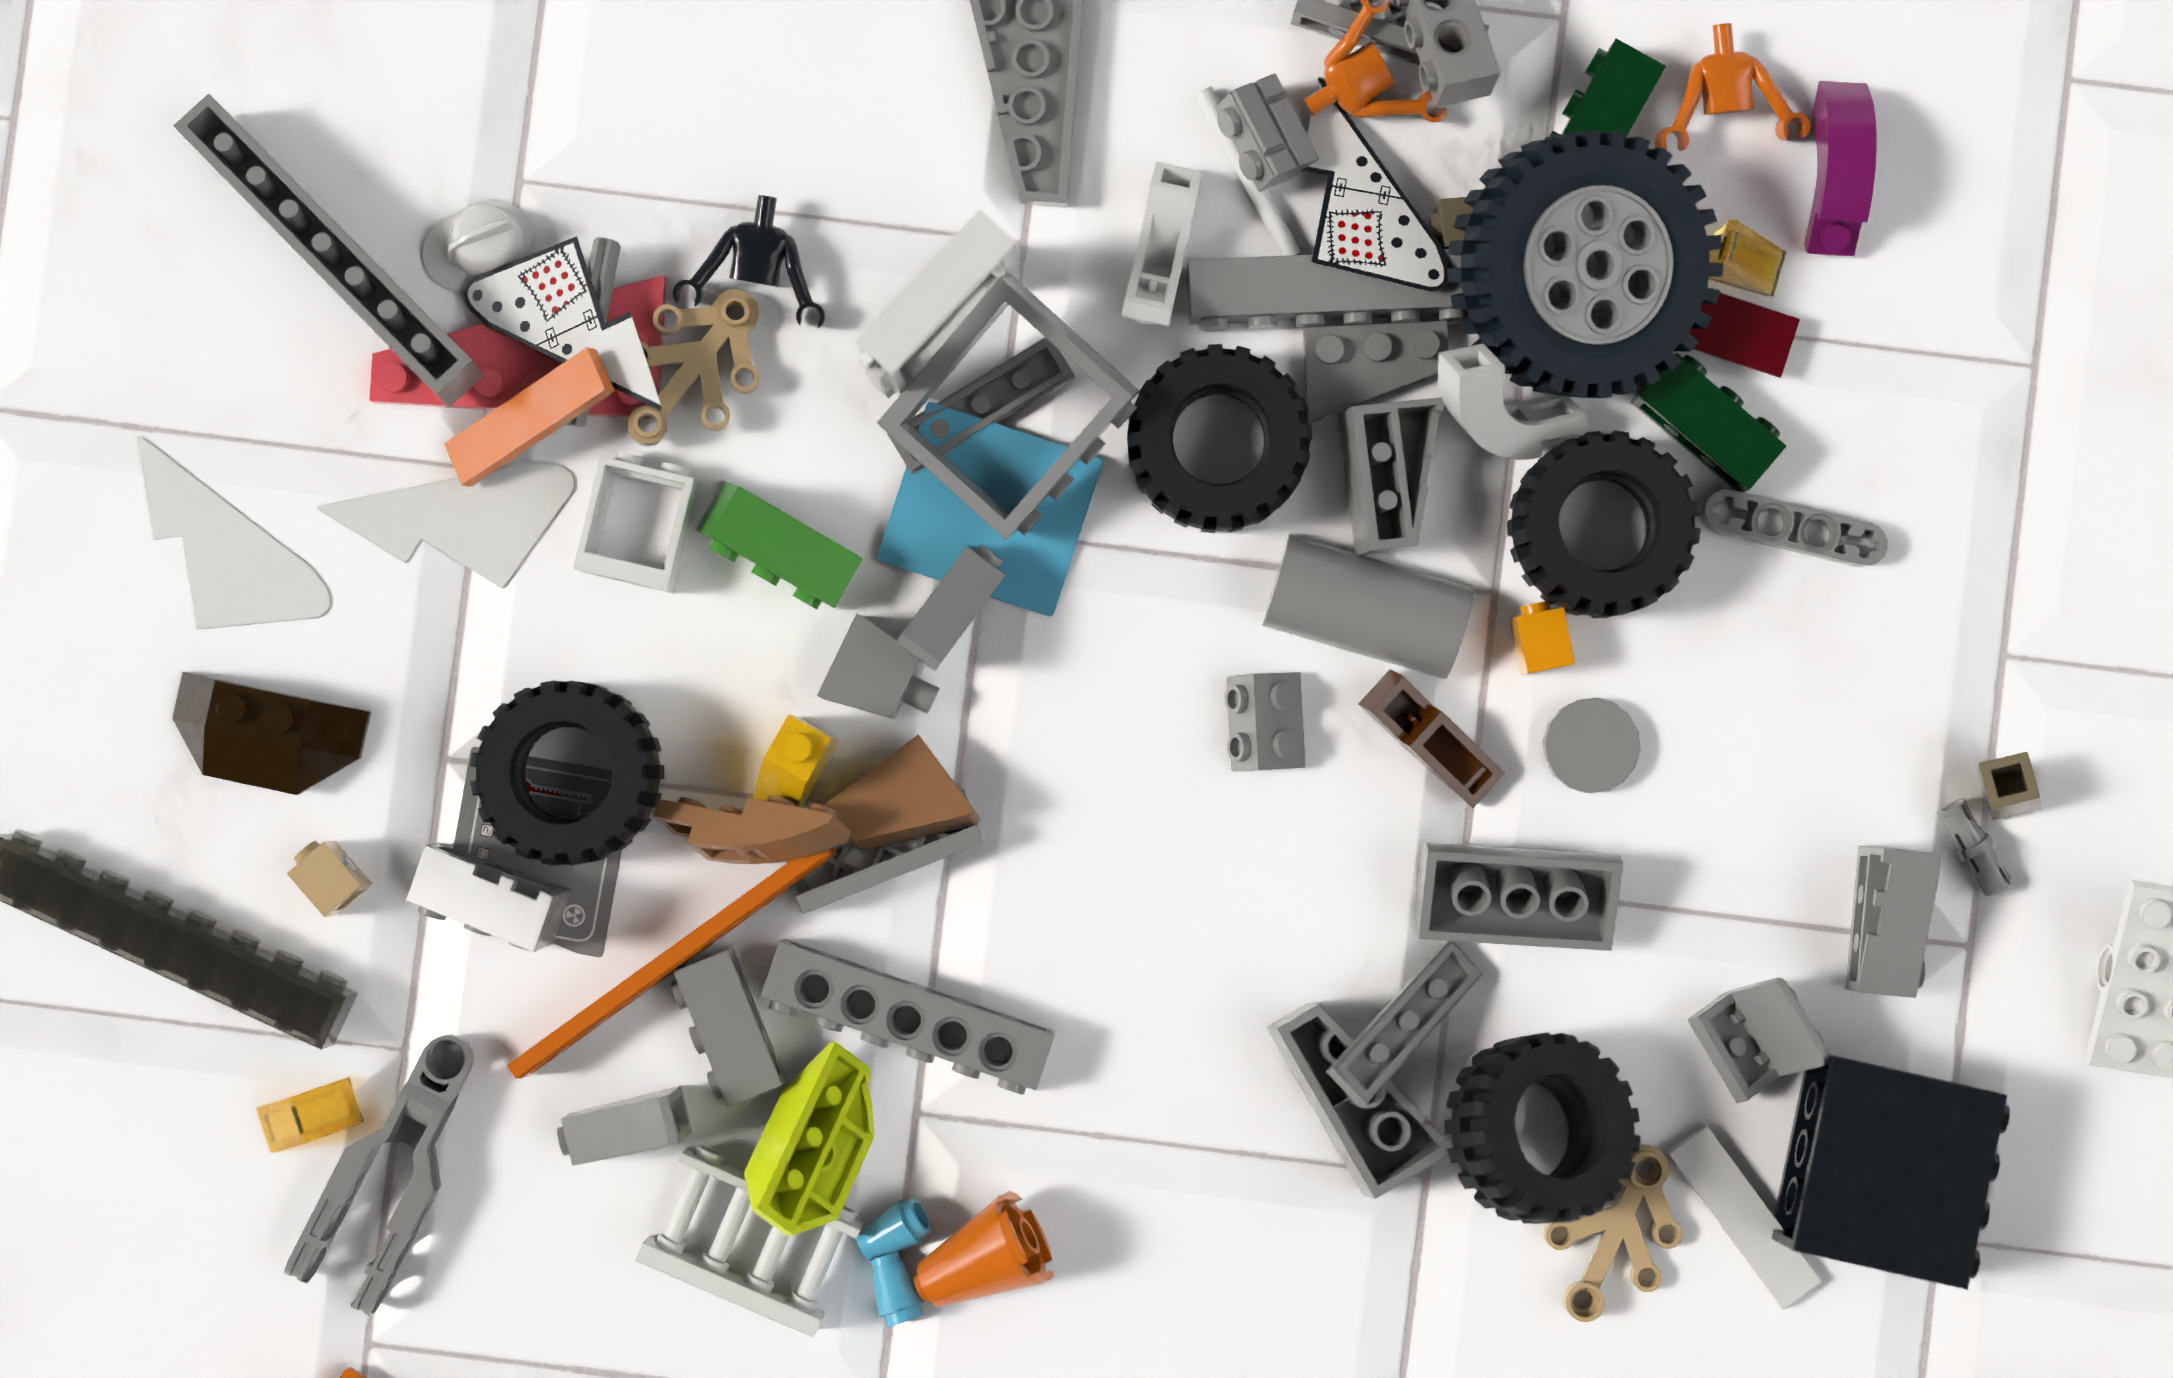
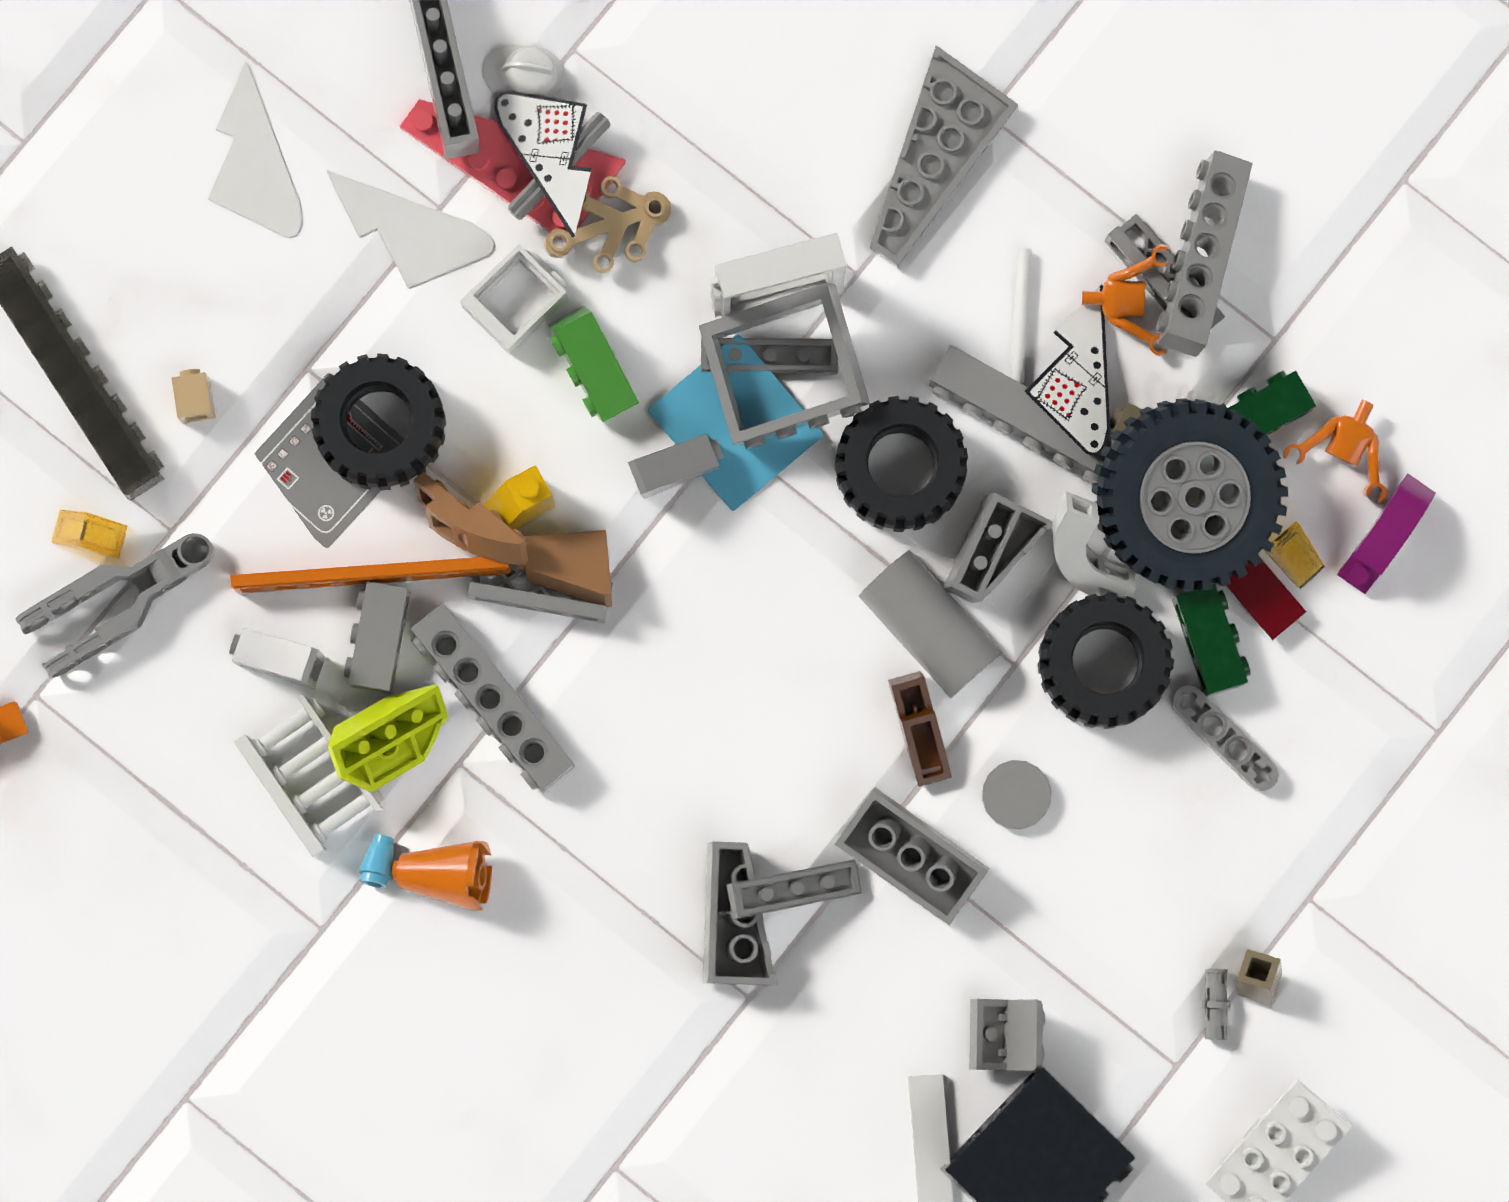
camera: 30 degrees right, 5 degrees down
(266, 734) = (210, 287): dark brown wedge -> none
(488, 897) = (282, 468): wedge -> none
(529, 417) = (490, 194): orange tile -> none
(756, 258) = (688, 184): black piece -> none
(875, 673) = (602, 478): light grey torso -> none
(895, 1230) = (401, 824): medium azure cone -> none
(1162, 244) = (940, 325): white arch -> none
(1265, 132) = (1045, 297): light grey brick -> none
(1265, 721) = (823, 655): light grey bracket -> none
(1367, 361) = (1022, 474): light grey wing -> none
(1541, 638) = (1025, 708): light orange brick -> none
(1597, 1120) = (878, 1013): black tyre -> none
(1617, 1225) = (849, 1100): tan plant -> none
(1891, 920) = (1135, 1015): light grey wedge -> none

